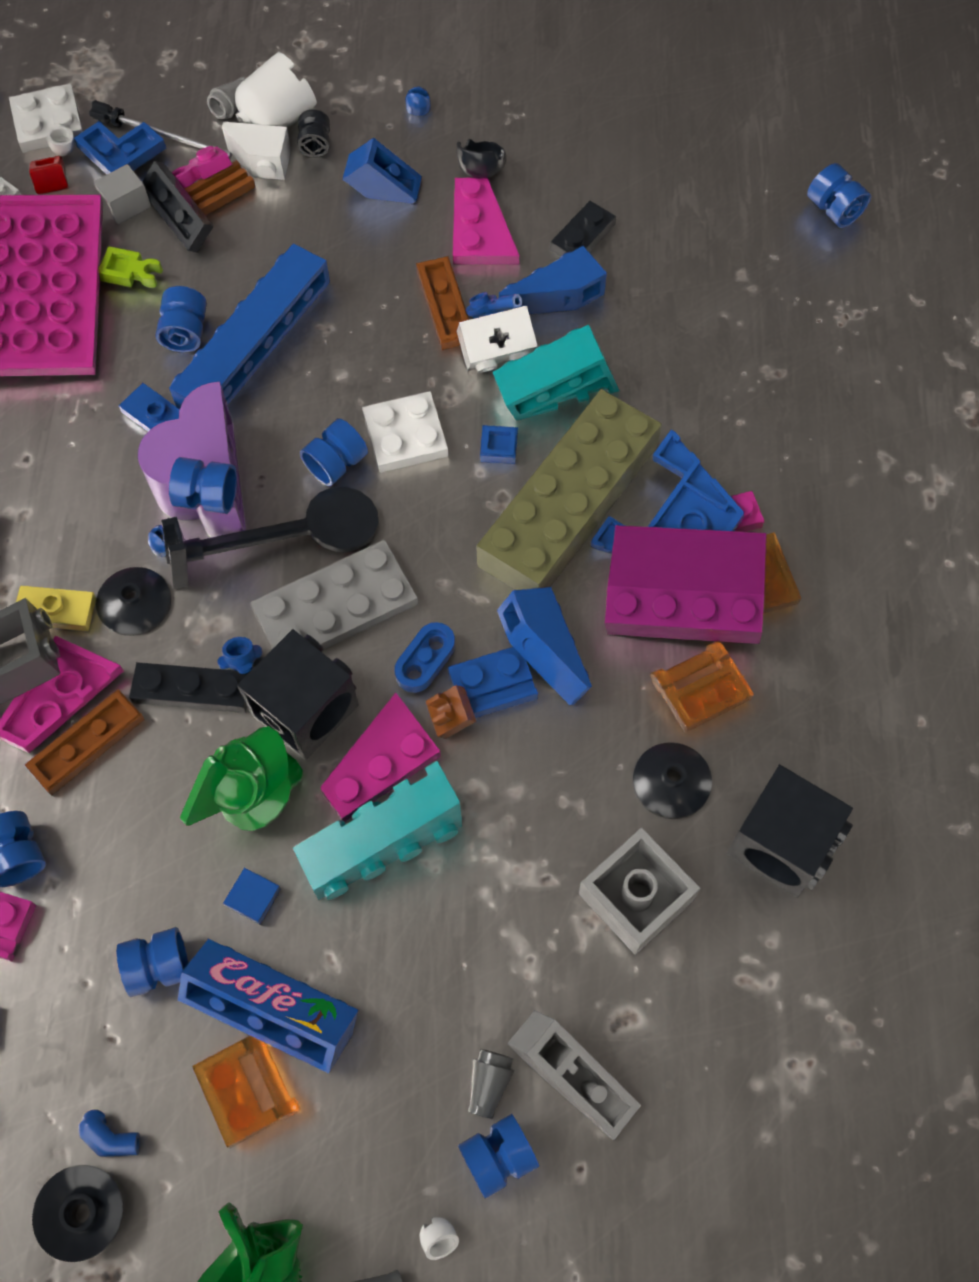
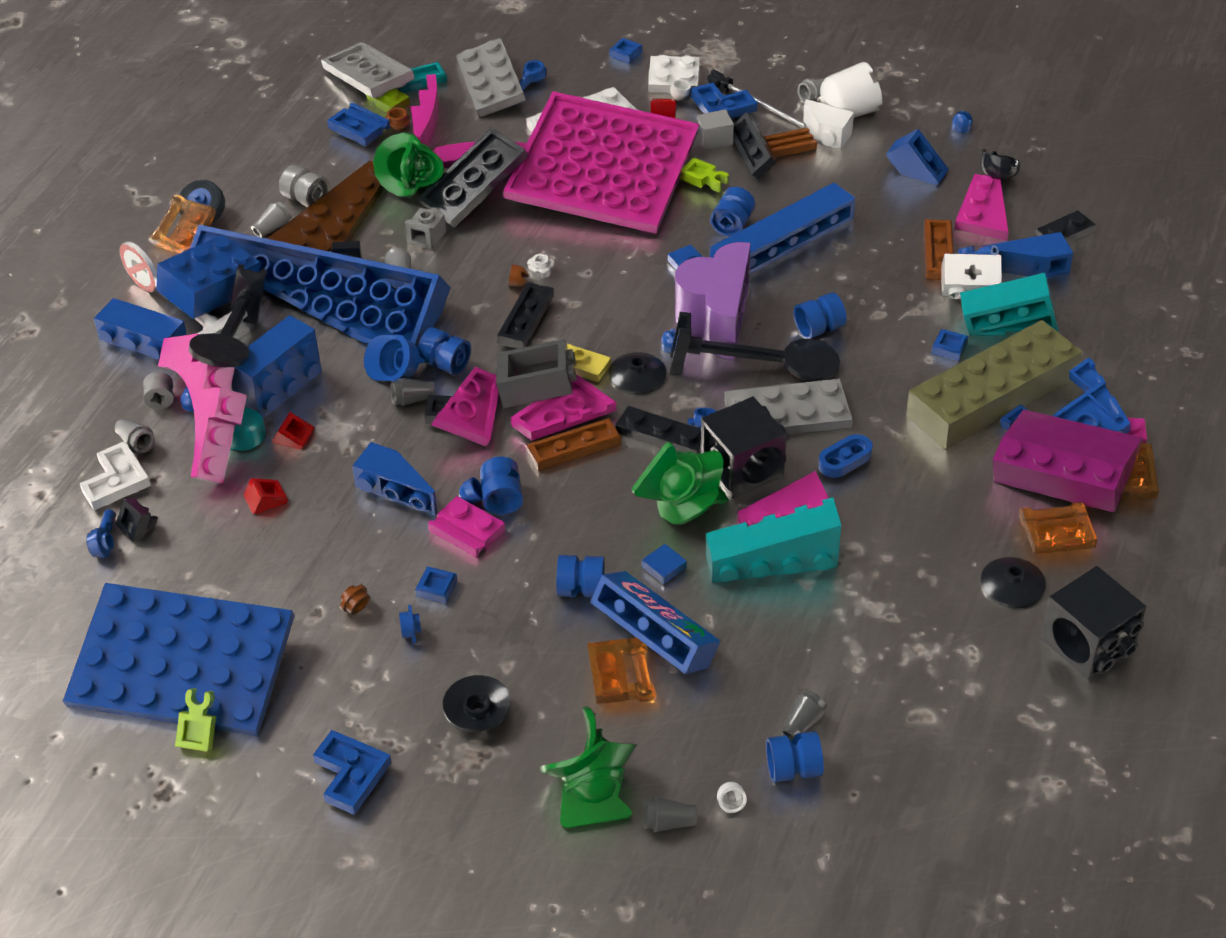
camera: 20 degrees right, 20 degrees down
(105, 1142) = (508, 673): blue arm -> none
(197, 485) = (718, 292): blue wheel -> none
(207, 163) = (785, 124): dark pink plate -> none
(313, 133) = (873, 123): black wheel -> none
(405, 432) = (879, 320): white plate -> none
(450, 711) = (852, 490): dark orange tile -> none
(495, 681) = (892, 486): blue plate -> none
(542, 637) = (940, 461): blue slope -> none
(574, 1073) = (870, 727): light grey slope -> none
(638, 890) = (960, 630): light grey brick -> none

